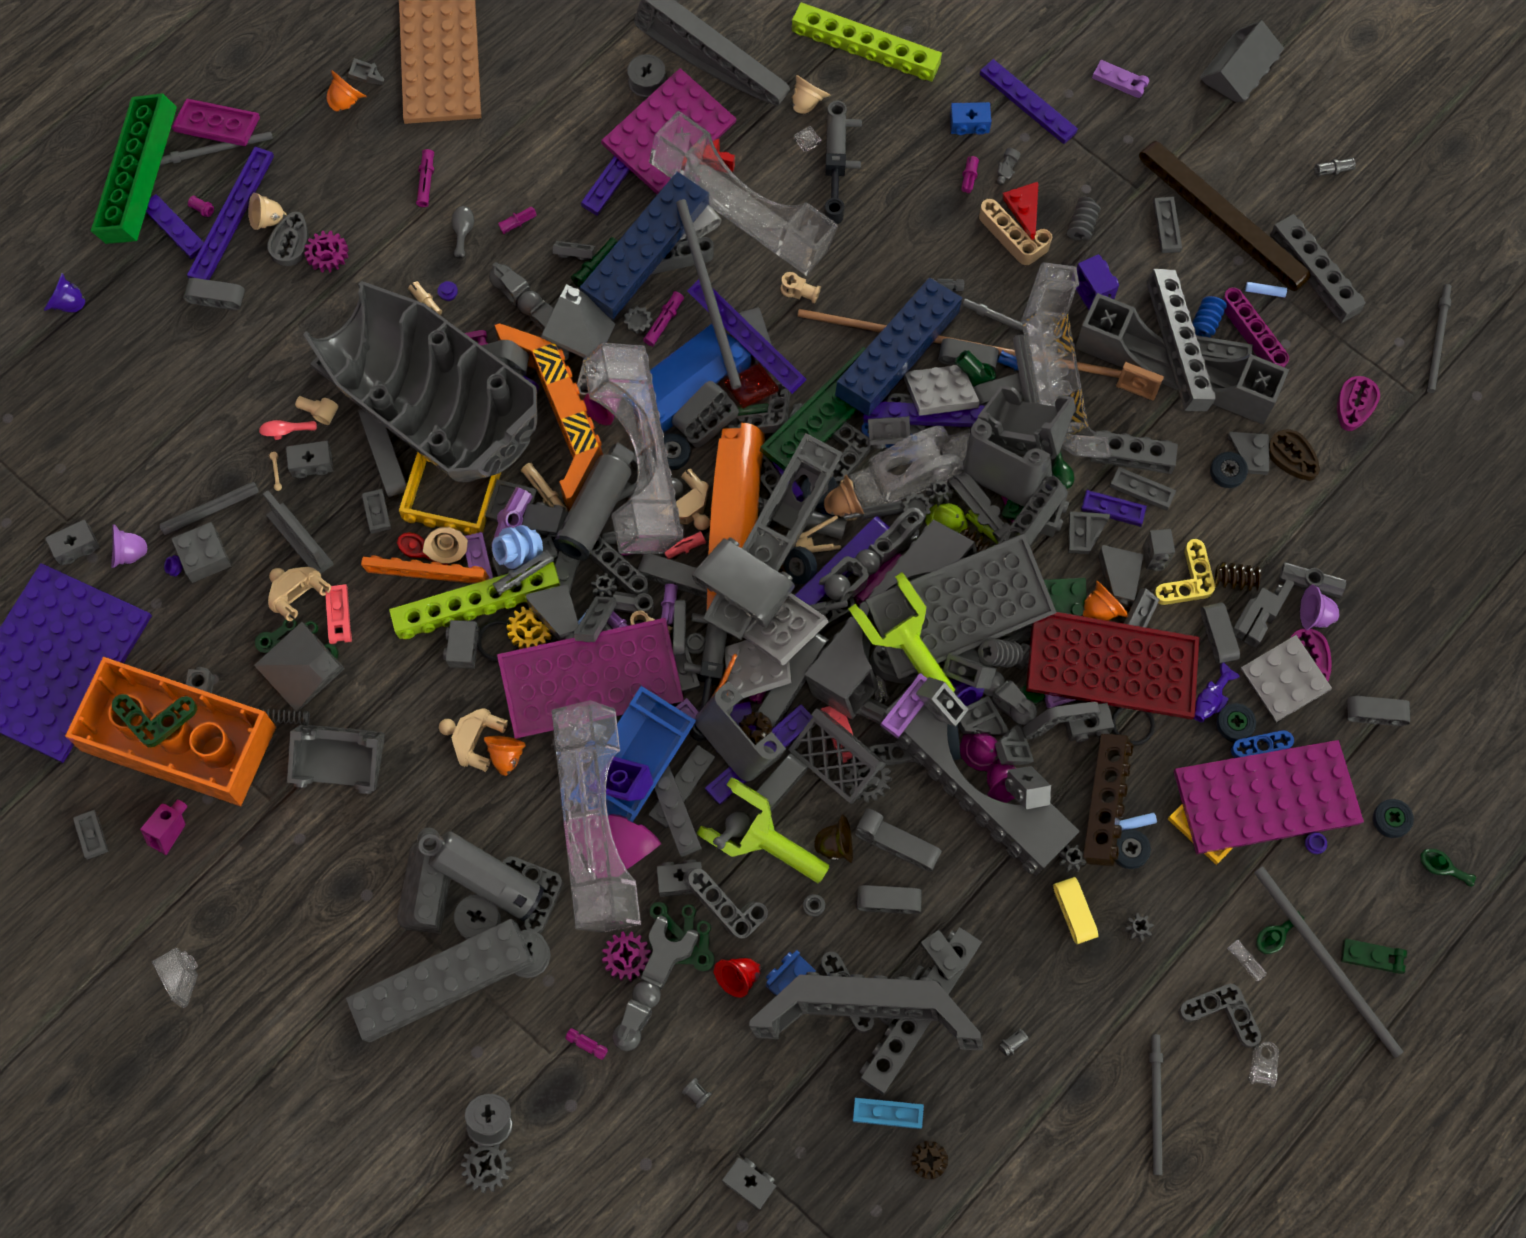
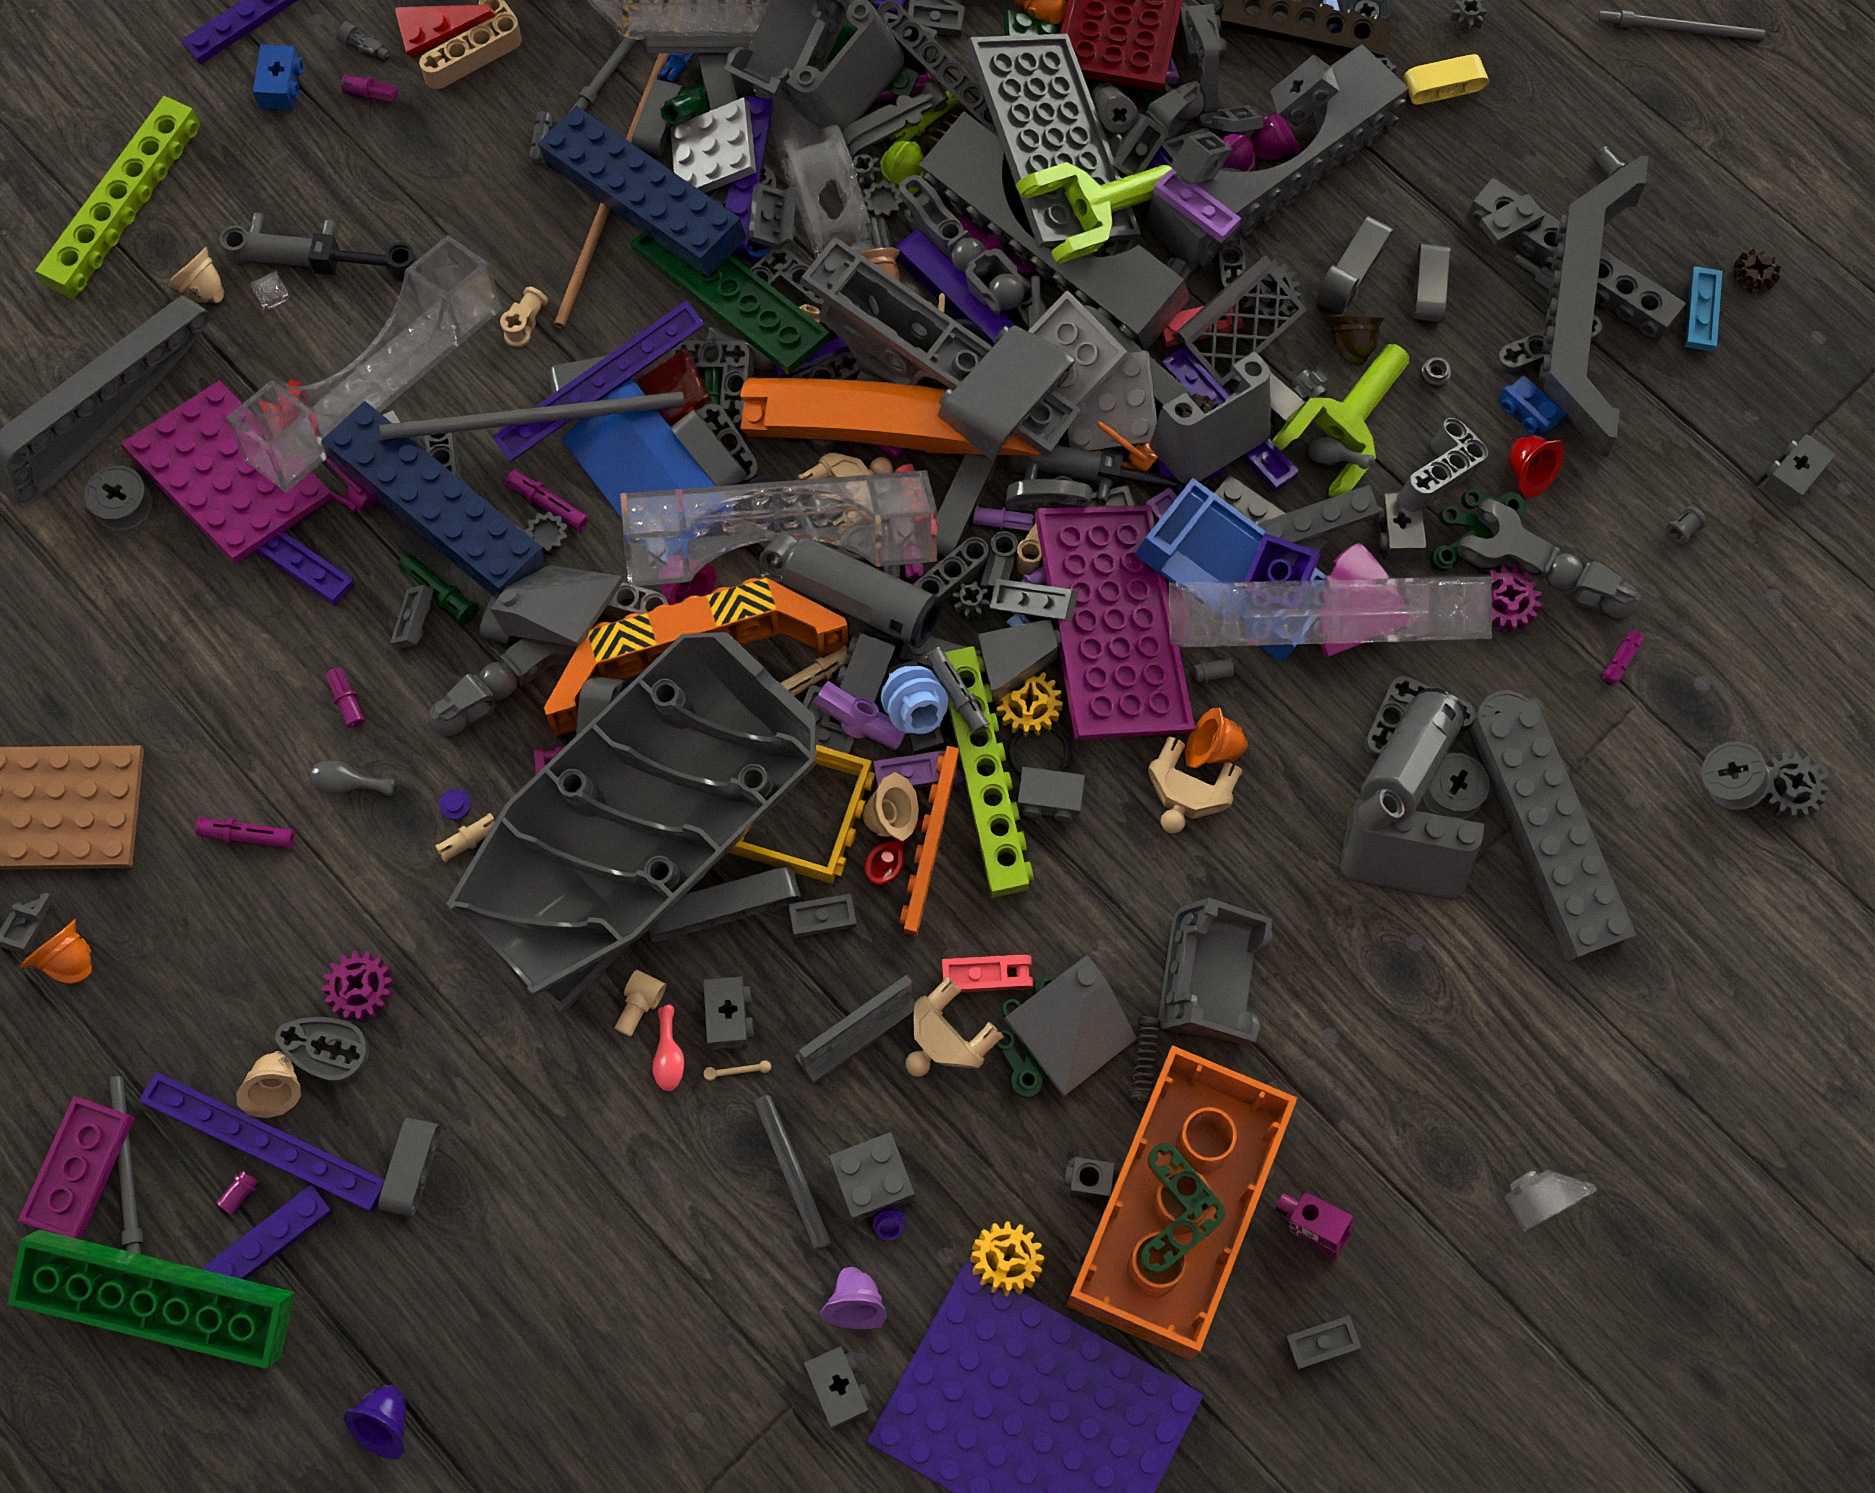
camera: 85 degrees left, 0 degrees up
(156, 639) = (1022, 1265): none -> yellow gear
(789, 810) = (1310, 385): none -> dark grey gear

